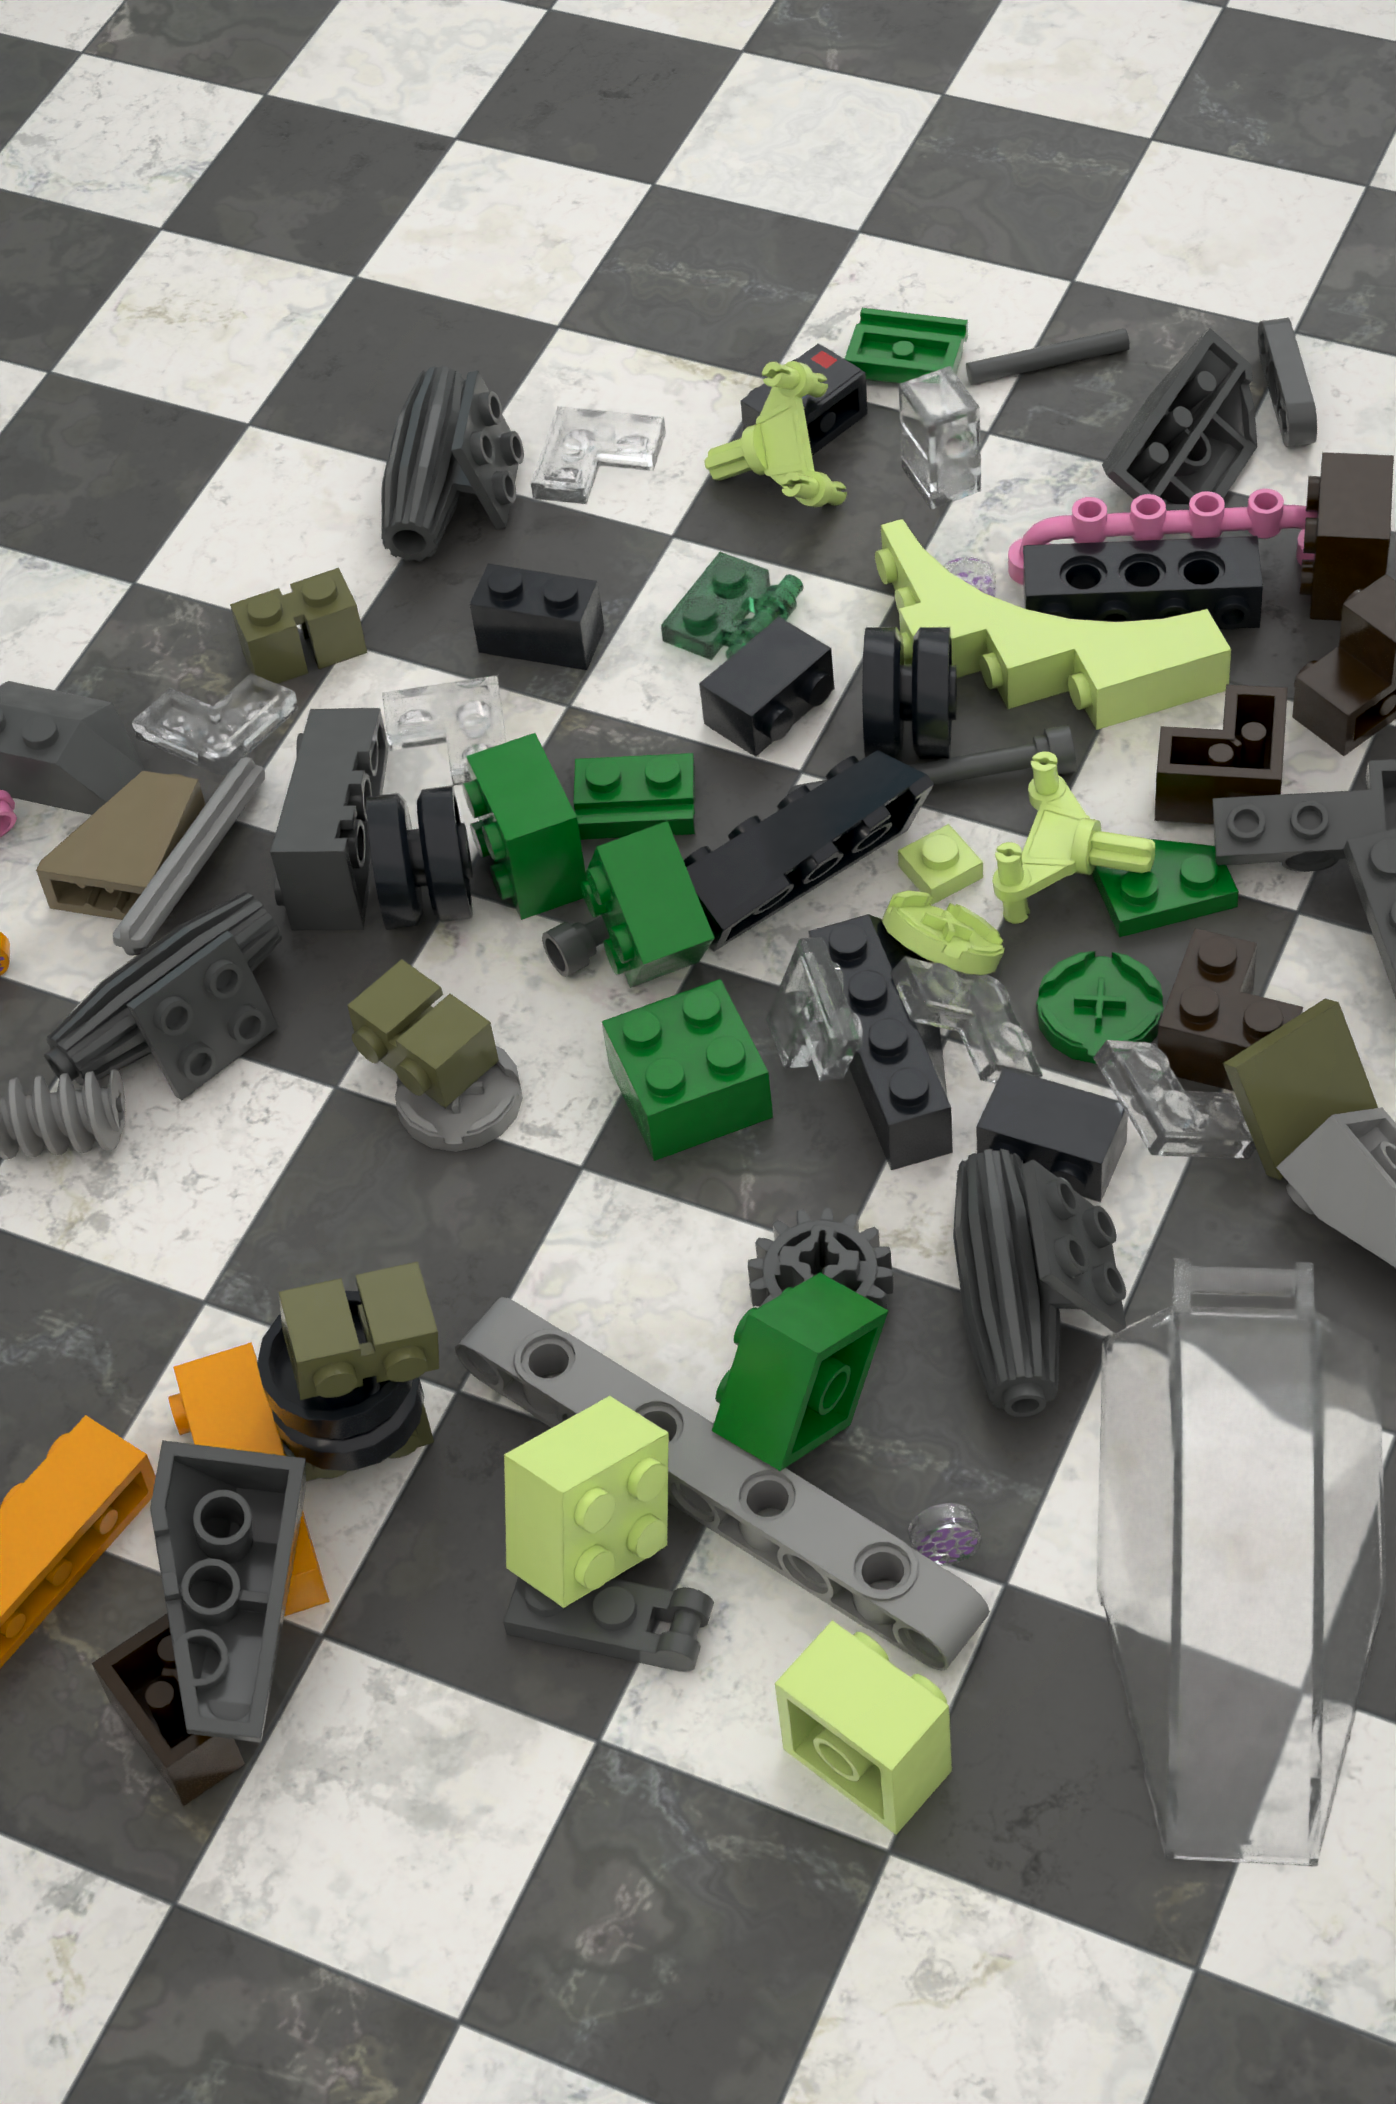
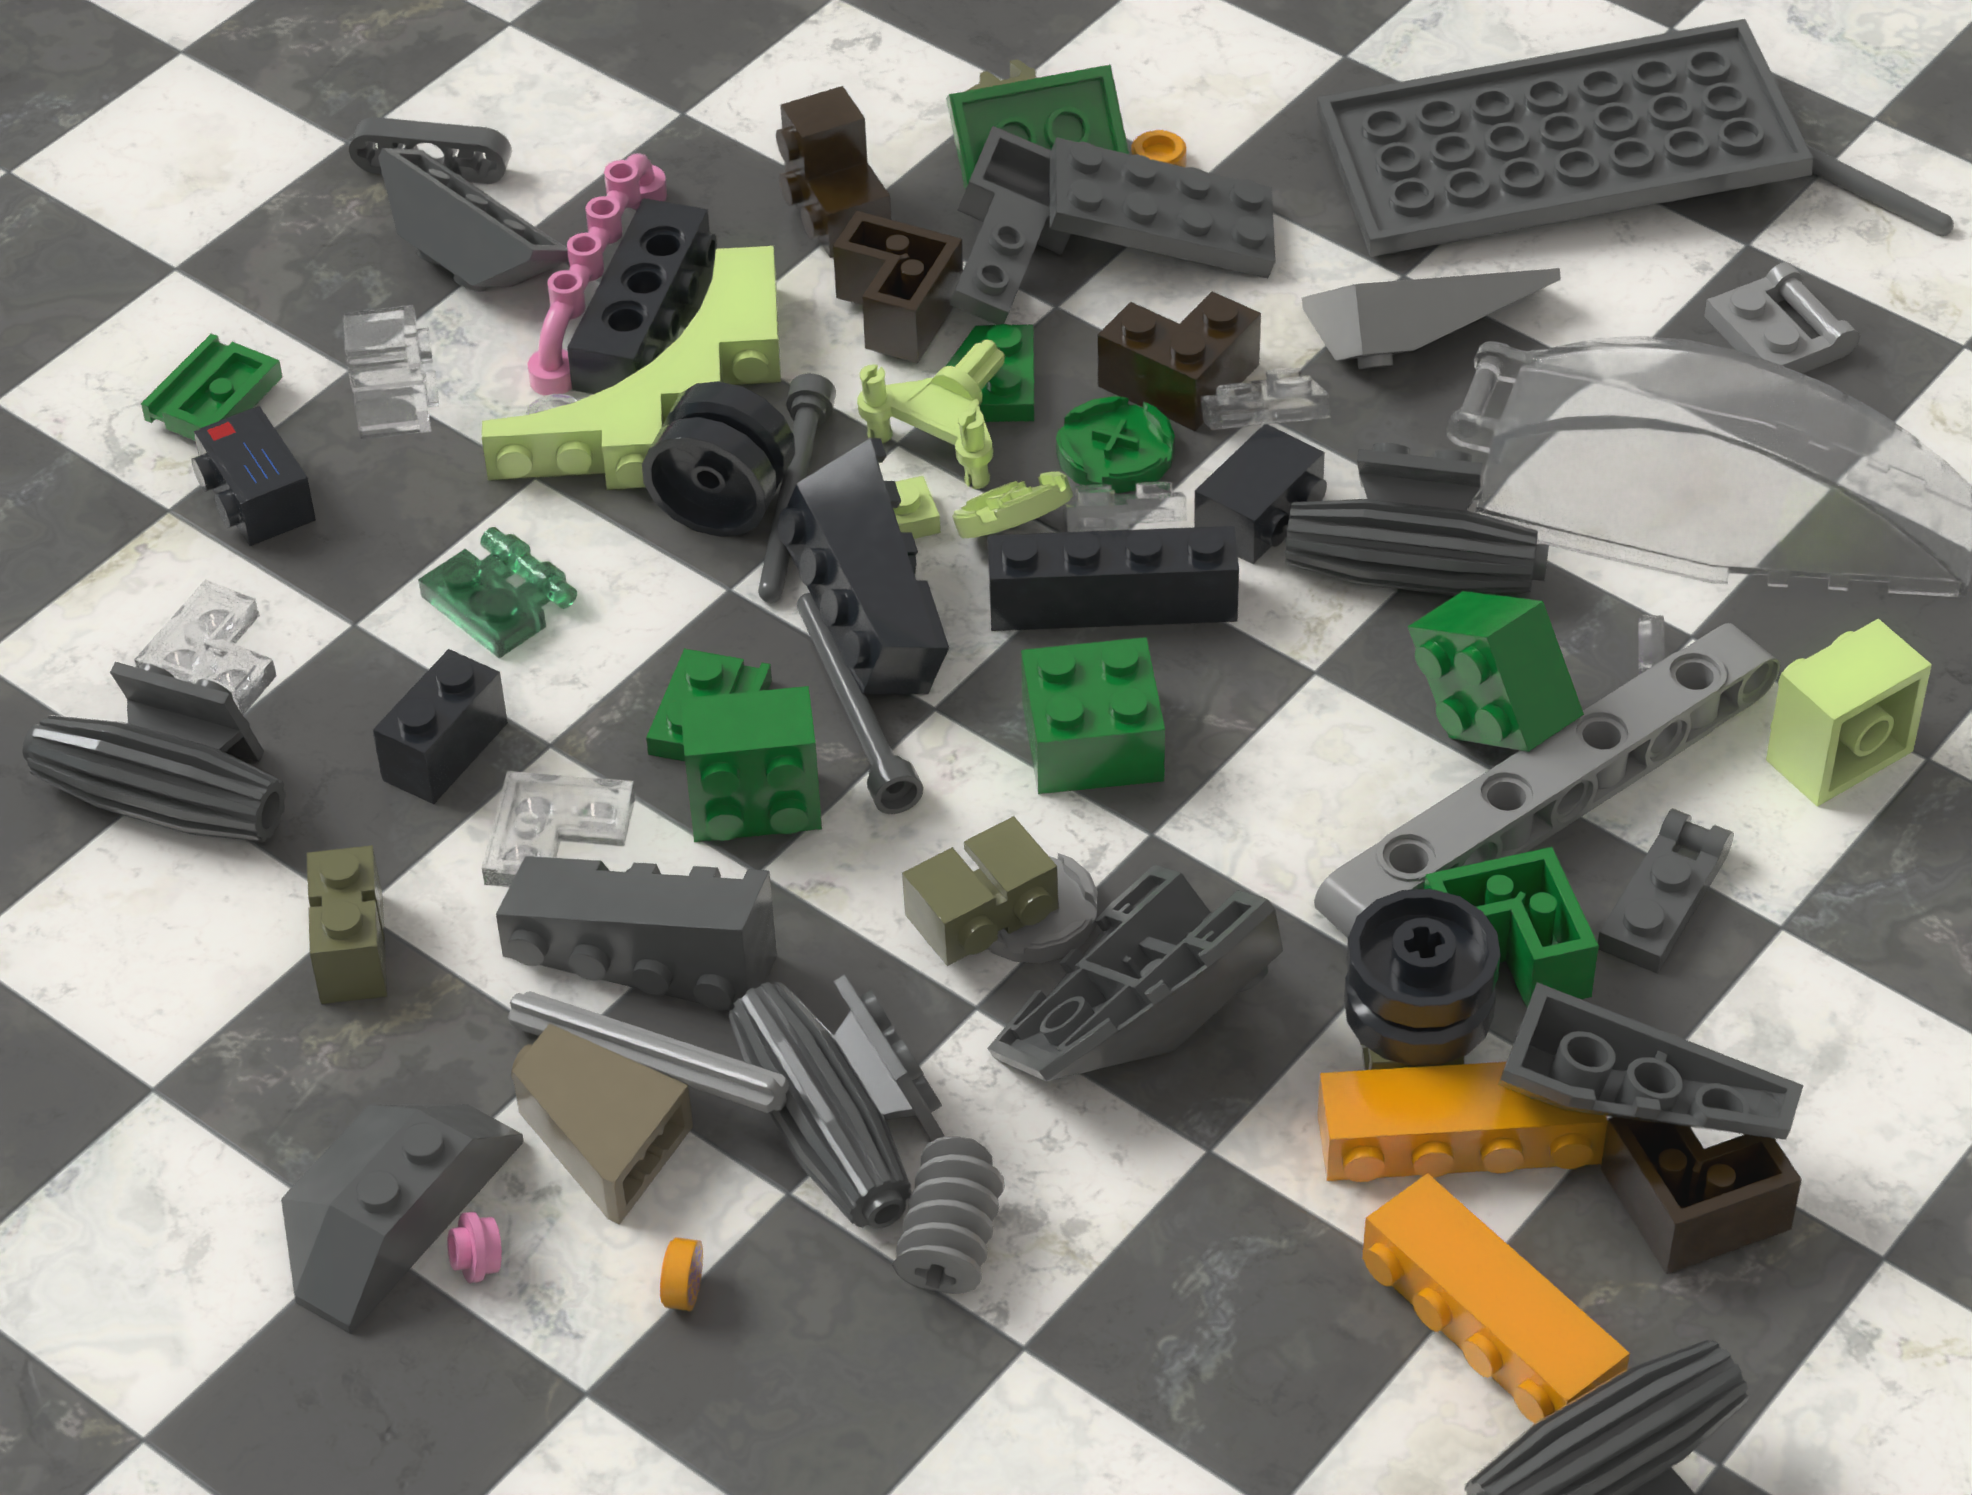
camera: 80 degrees left, 5 degrees down
(219, 733) = (455, 1027): clear plate -> none
(350, 1190) = (1144, 979): none -> dark grey wedge
(395, 1324) = (1434, 897): olive piece -> none
(426, 856) = (763, 824): black wheel -> none
(464, 1496) = (1534, 916): none -> green brick
(586, 1500) = (1597, 832): yellowish green brick -> none
(646, 905) = (915, 677): green brick -> none
(767, 686) = (630, 574): black brick -> none
(780, 440) = (316, 490): yellowish green axle -> none
(809, 1246) = (1358, 672): dark grey gear -> none
(813, 1015) = (1091, 578): clear plate -> none
(1047, 356) = (281, 297): dark grey bar -> none
(1298, 1081) = (1286, 321): olive tile -> none
(1350, 529) = (687, 128): dark brown brick -> none

